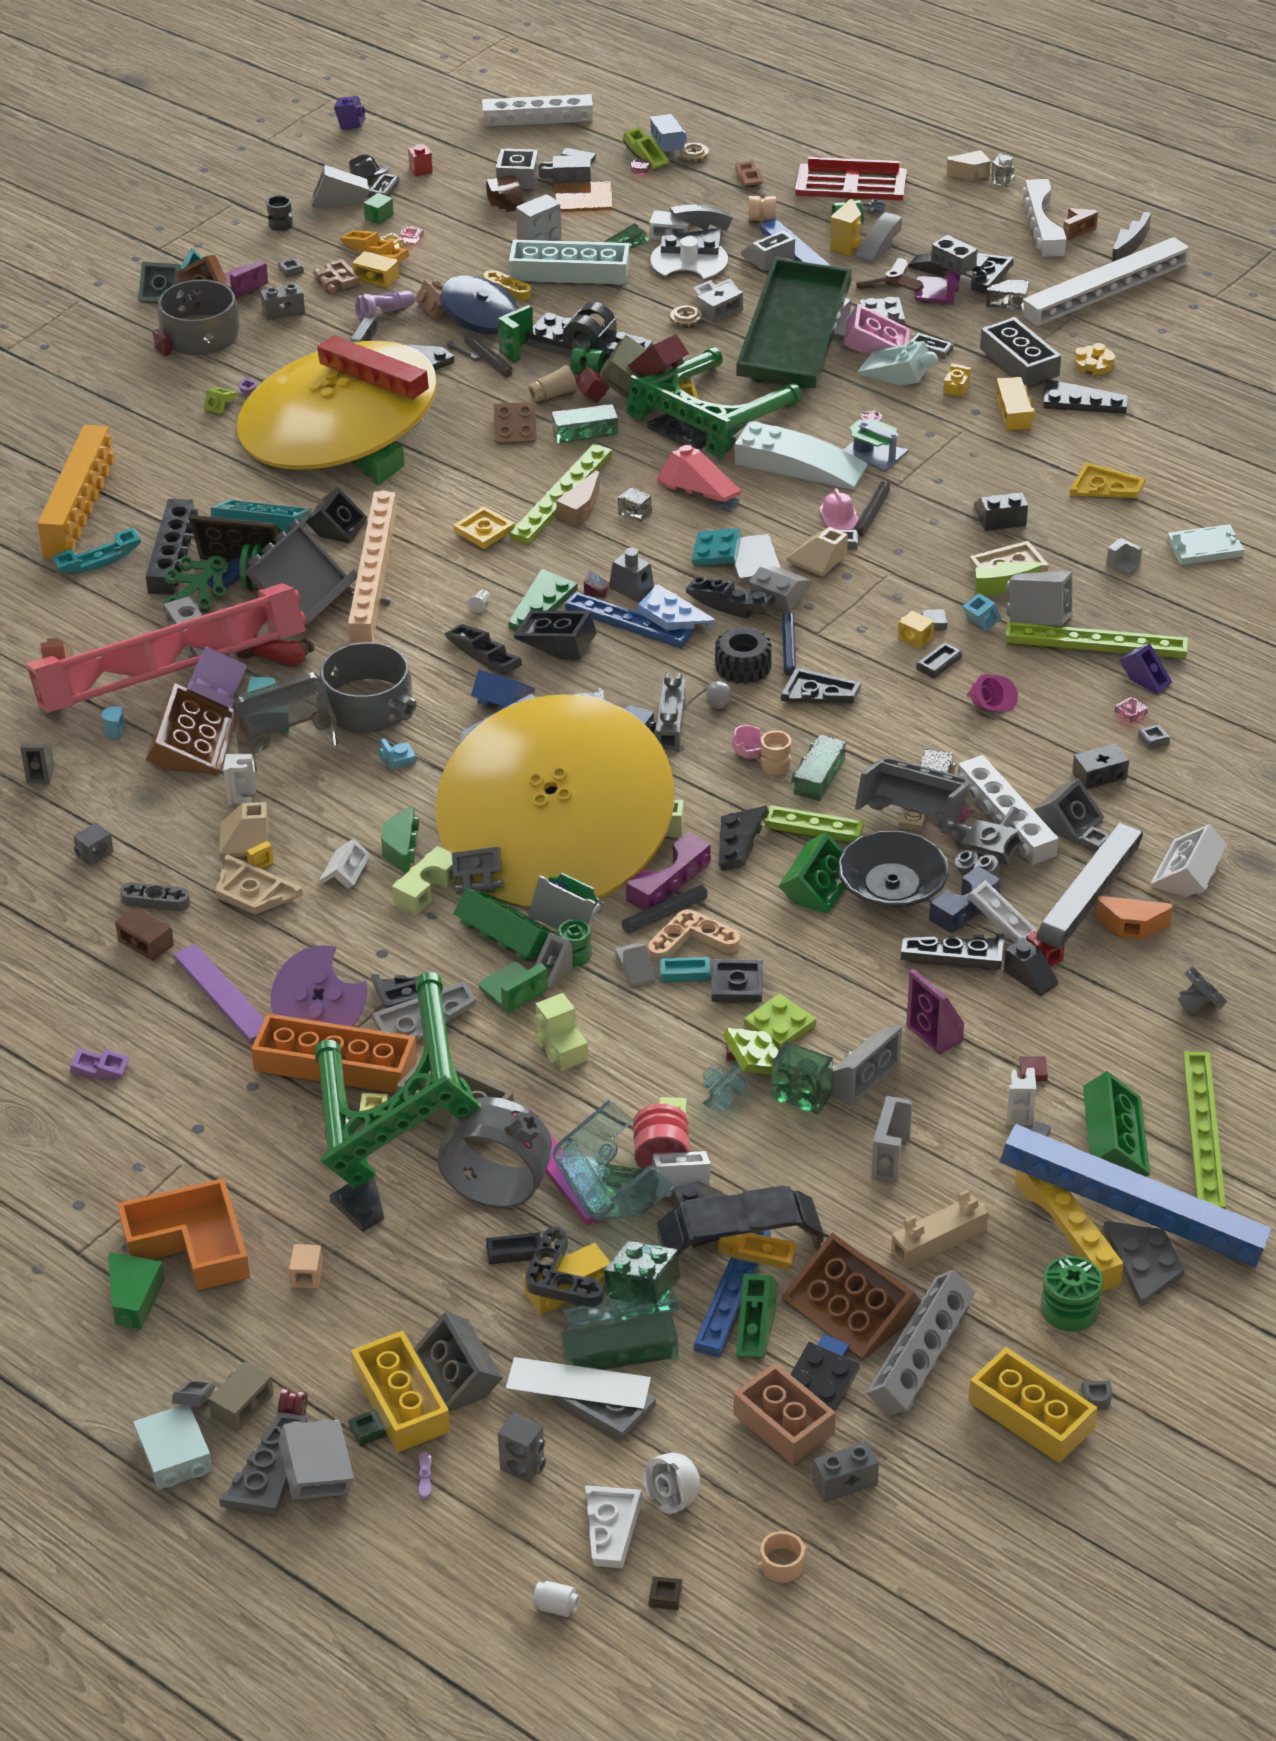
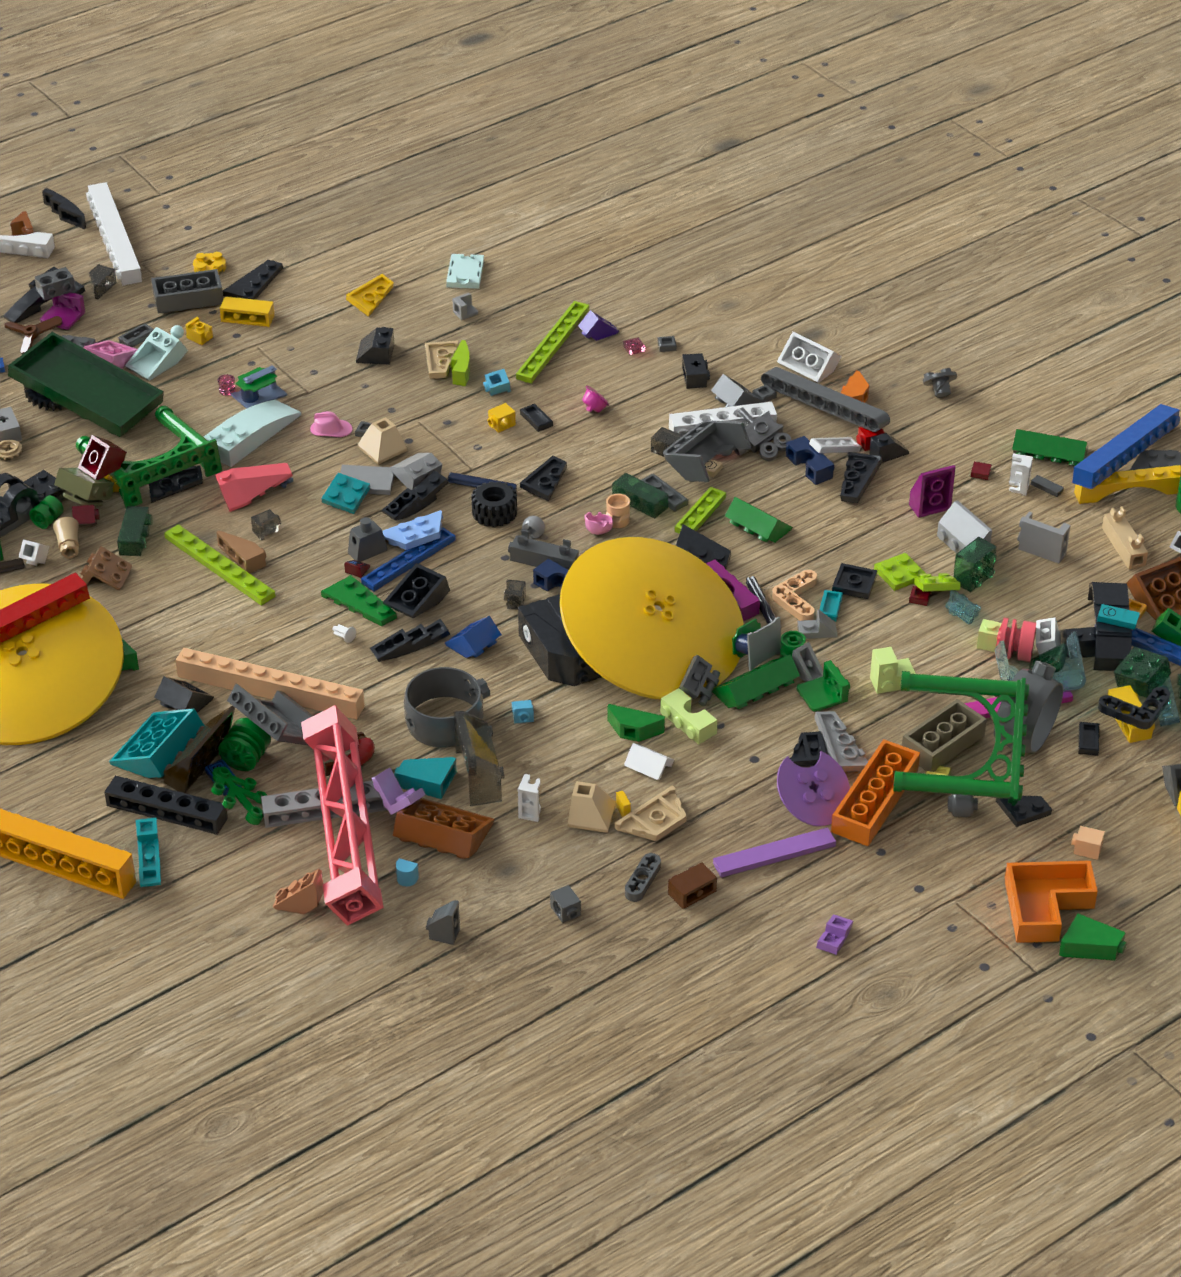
camera: 75 degrees left, 0 degrees up
(483, 527) = (245, 613): yellow plate -> none
(517, 369) = (33, 552): none -> white brick
(714, 1215) = (1118, 616): none -> teal tile
(841, 791) = (675, 499): none -> dark grey tile
(872, 508) = (335, 408): dark brown axle -> none
(893, 868) = (776, 479): black dish -> none
(938, 617) = (485, 406): tile -> none
(1040, 598) = (510, 346): light grey slope -> none
(1203, 1128) = (1059, 413): lime plate -> none

